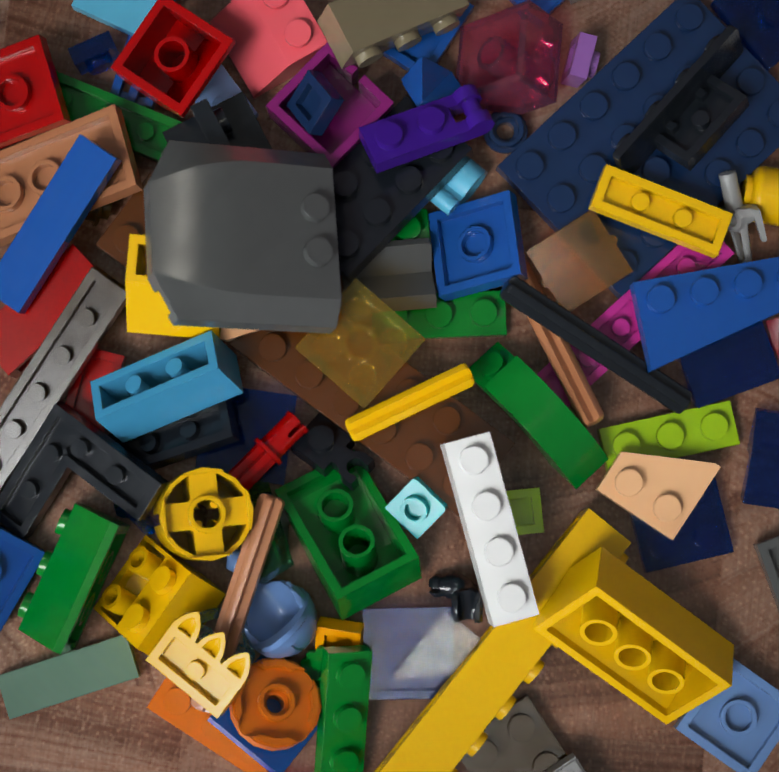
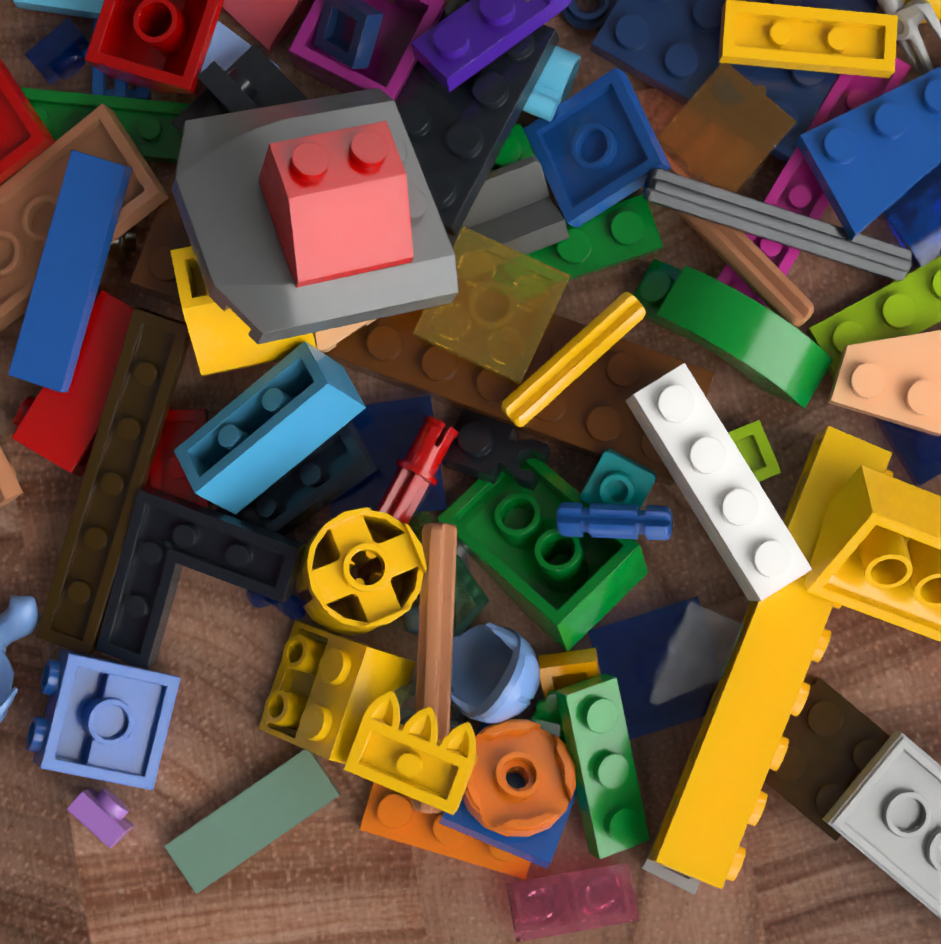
camera: 10 degrees left, 0 degrees up
(72, 577) = (221, 698): green slope -> none
(264, 238) = (338, 202): none -> slope
(404, 533) = (614, 521): none -> blue axle
(463, 594) = (704, 574): black piece -> none

